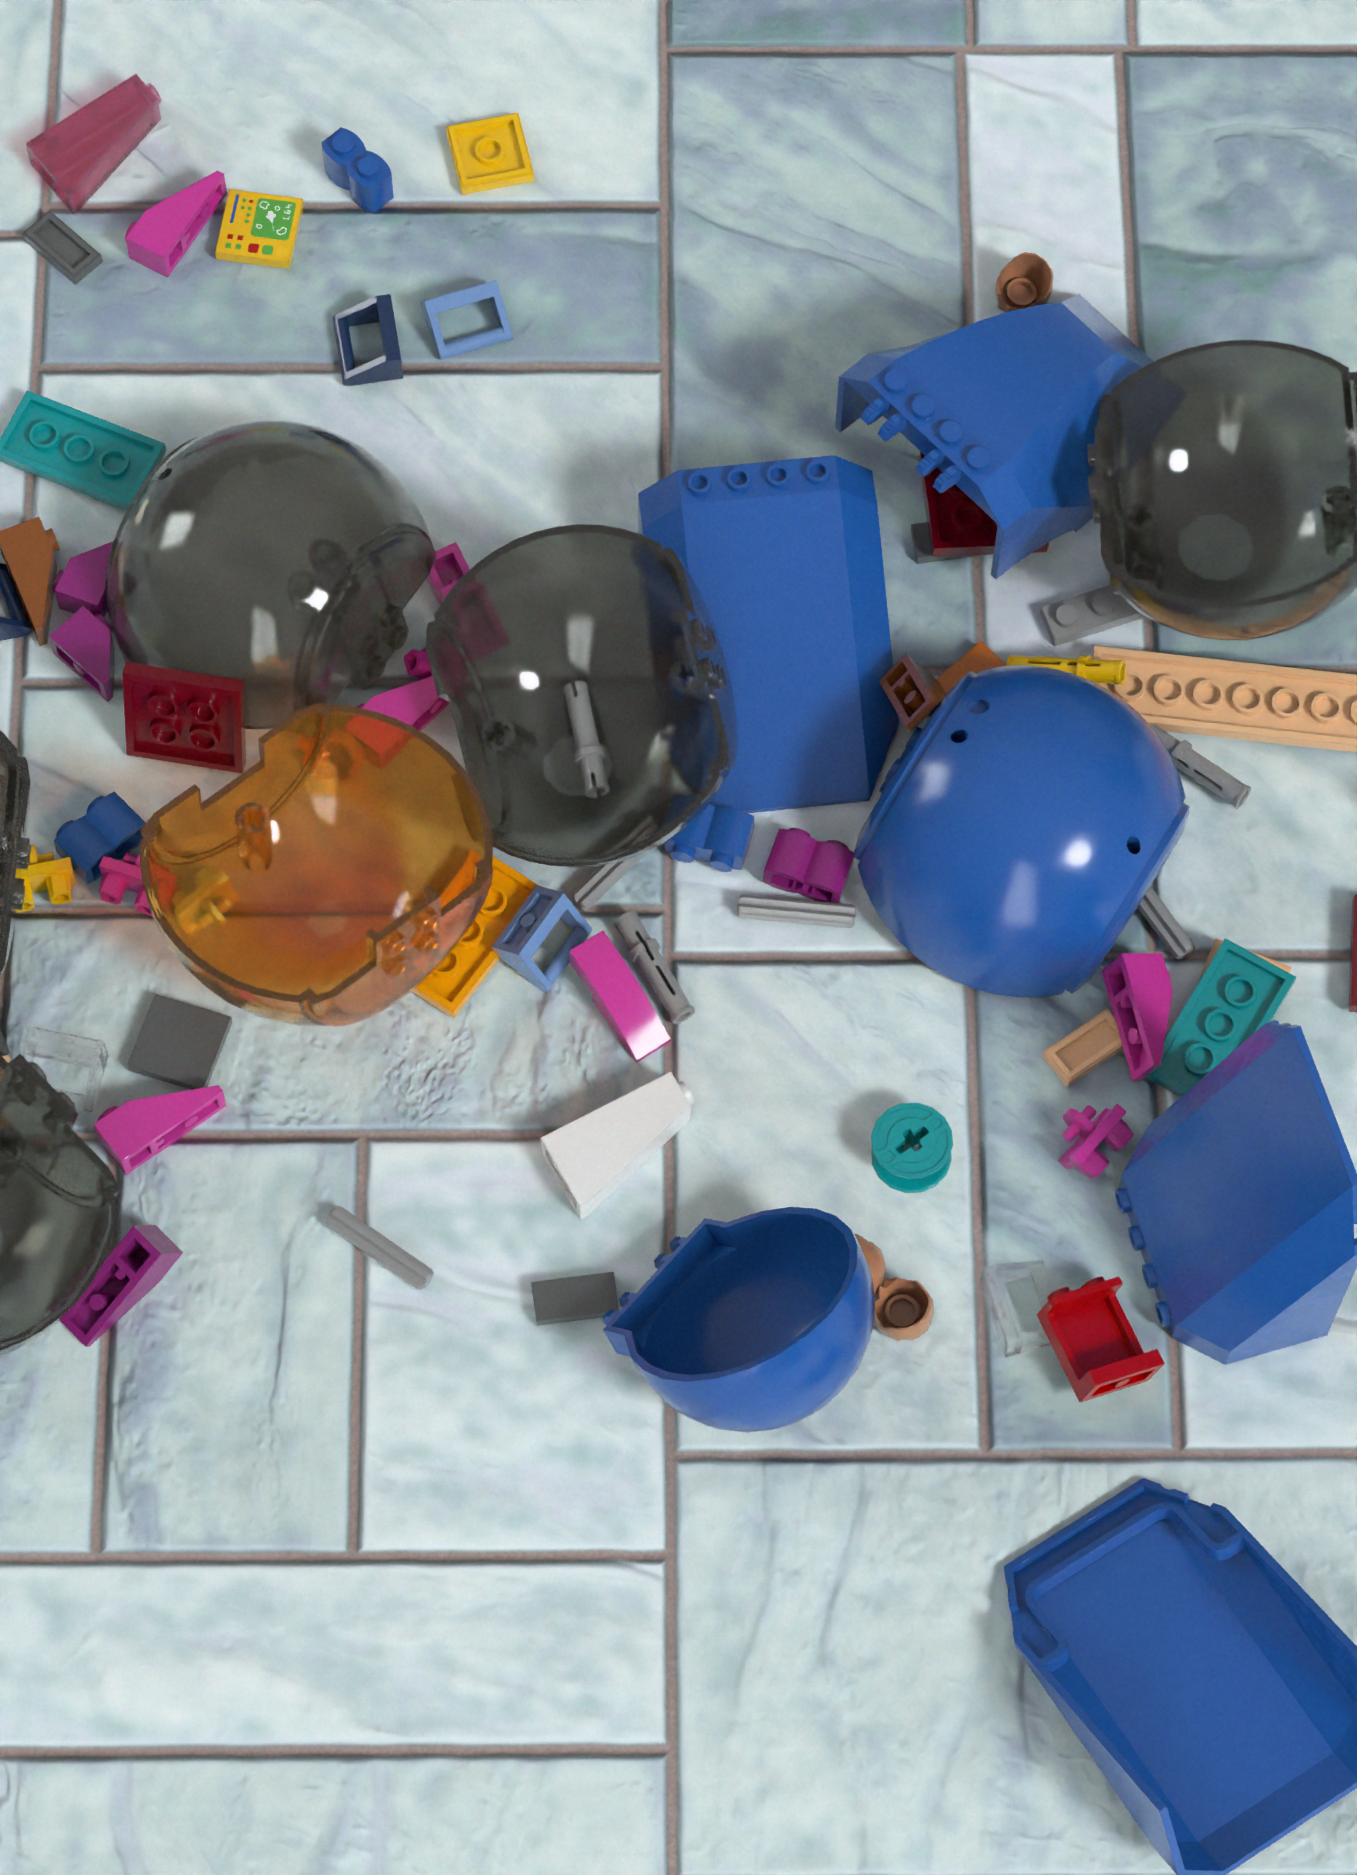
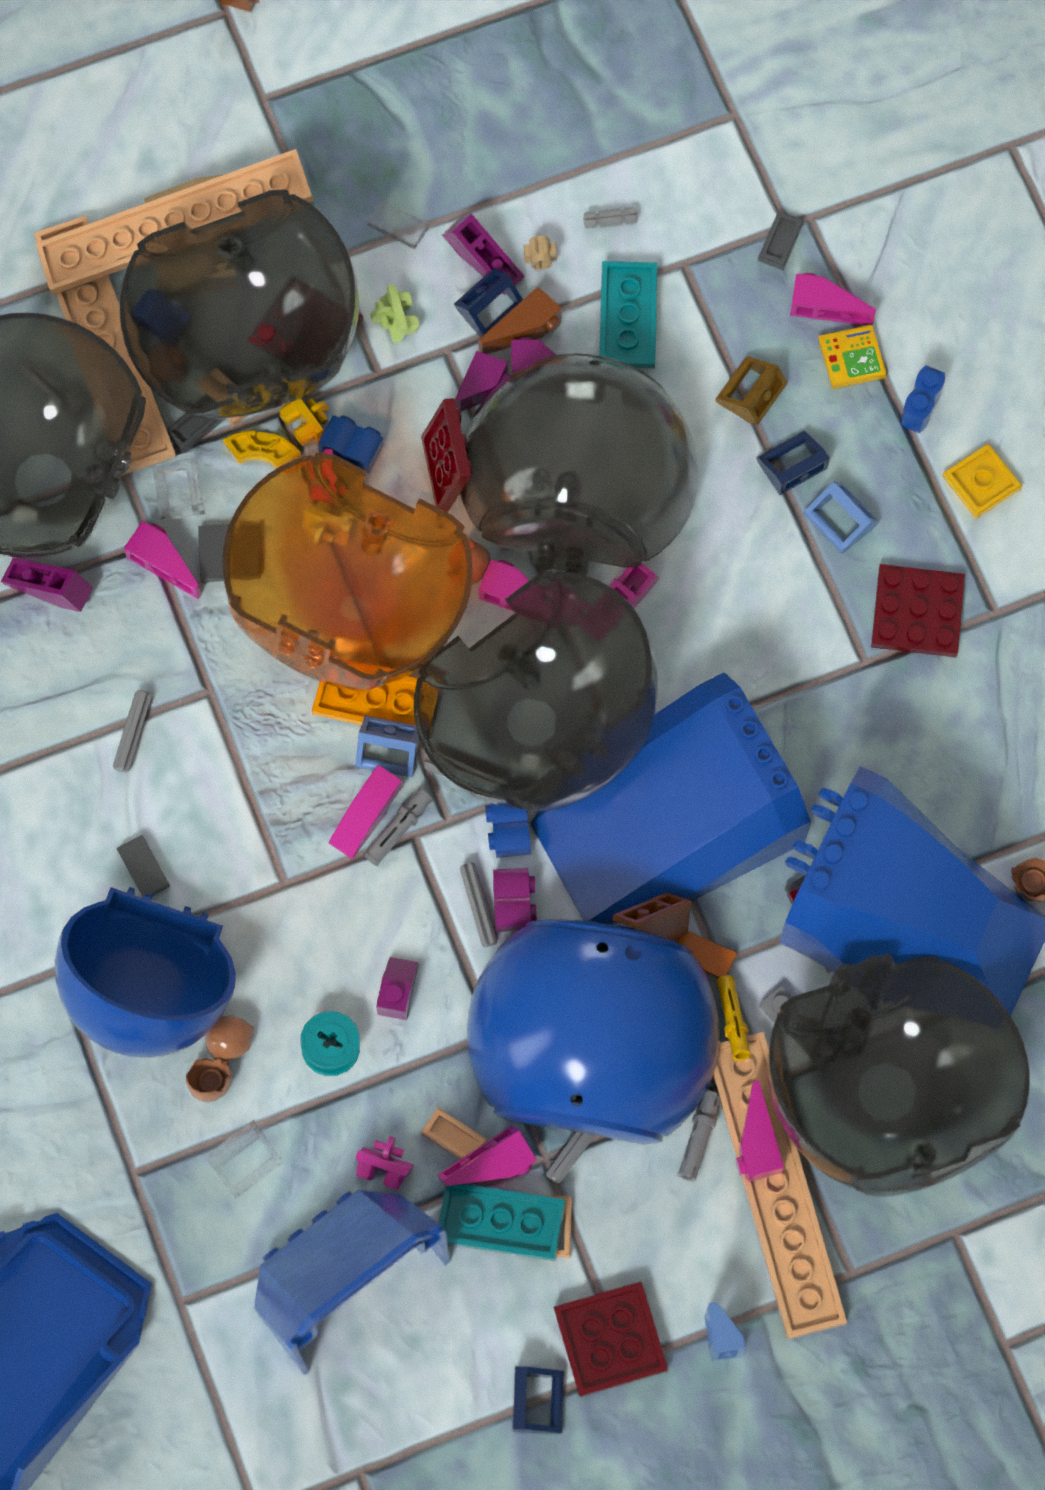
camera: 70 degrees right, 5 degrees up
(48, 950) = (261, 446): none -> yellow tile
(94, 141) = (869, 225): clear pink slope -> none
(251, 322) = (760, 396): none -> pearl gold tile
(589, 752) = (533, 722): light grey pin -> none
(615, 1140) = (257, 847): white slope -> none
(625, 284) = (918, 610): none -> dark red plate
(870, 1042) = (397, 988): none -> magenta slope
(1096, 1339) = (234, 1215): red panel -> none
(1234, 695) = (758, 1145): none -> dark pink slope

